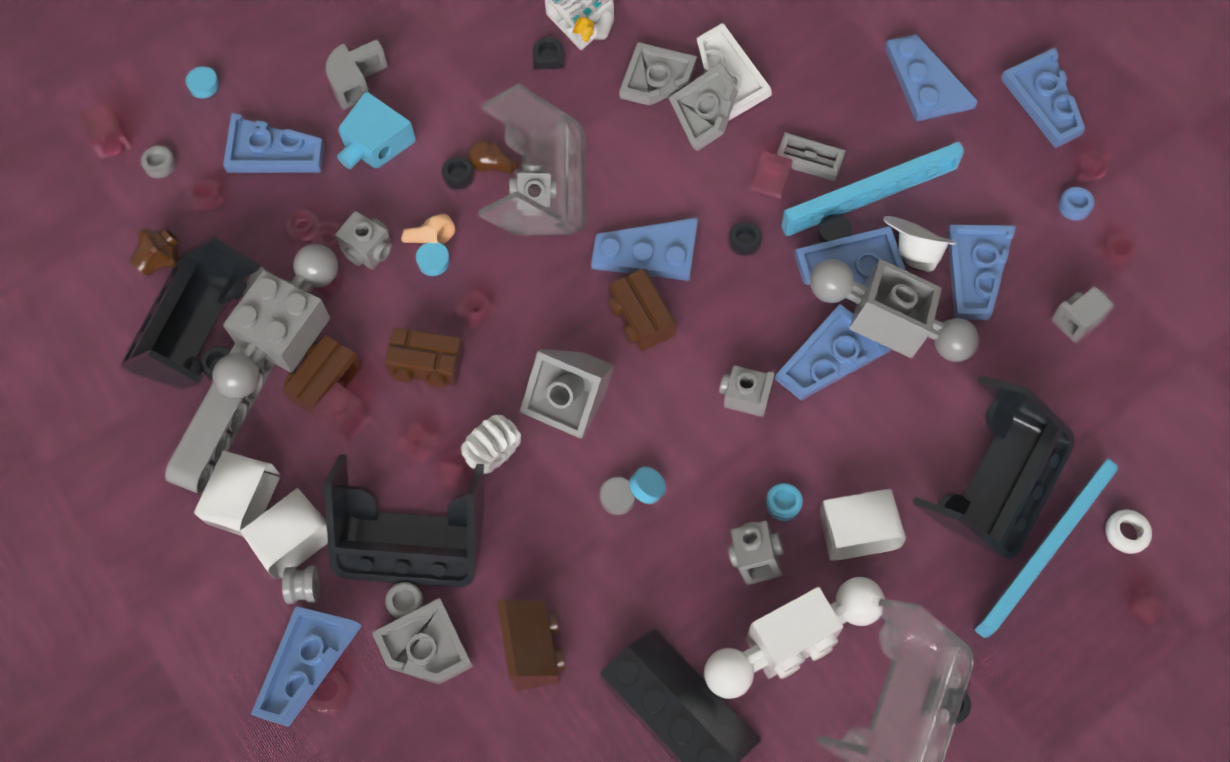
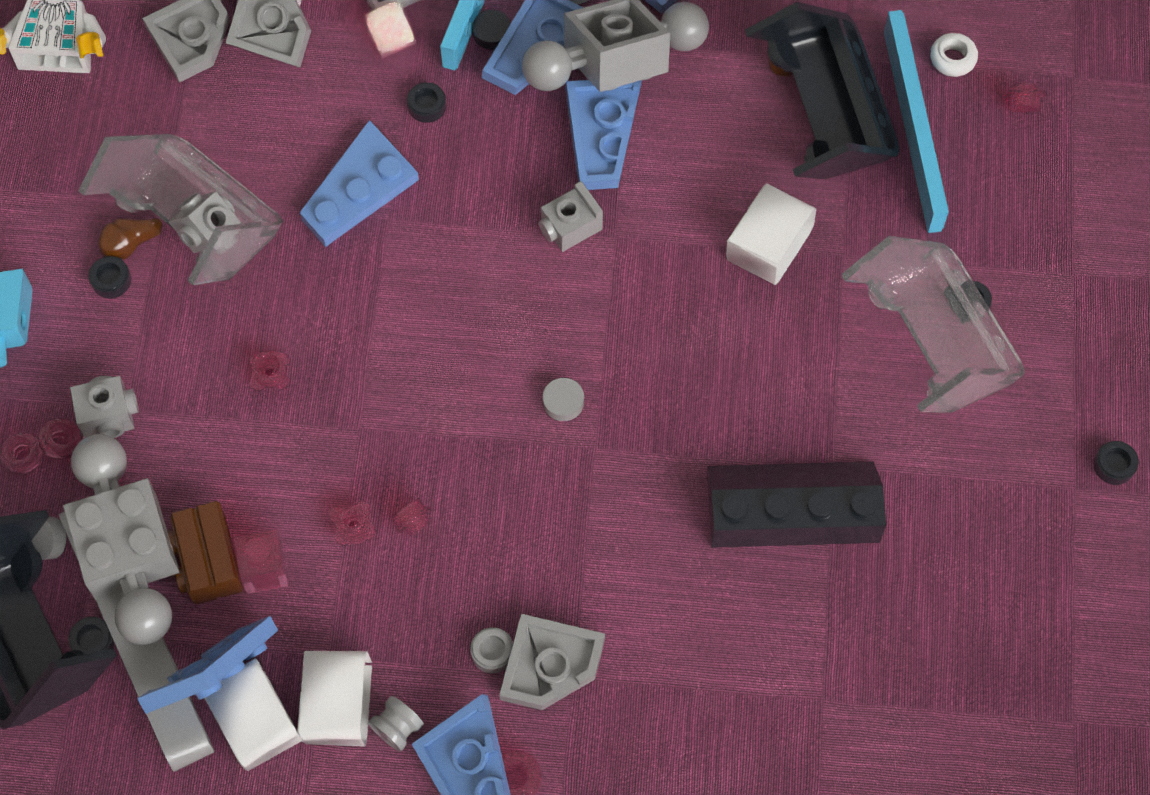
camera: 50 degrees left, 0 degrees up
(249, 448) = (216, 664): none -> medium blue wing
(399, 545) = (447, 603): black windscreen -> none
(424, 357) = (276, 449): reddish brown brick -> none
(432, 259) = (178, 367): medium azure tile -> none
(434, 230) = (152, 344): light nougat animal -> none
(491, 443) = (421, 457): white gear -> none
(529, 643) = (632, 572): reddish brown slope -> none
(548, 54) = (66, 102): black tile -> none
(566, 389) = (429, 358): light grey slope -> none
(641, 310) = (413, 237): reddish brown brick -> none
(647, 485) = (579, 366): medium azure tile -> none
(756, 552) = (720, 329): light grey brick -> none
(784, 501) = (693, 276): medium azure tile -> none
(791, 635) = (819, 361): white brick -> none

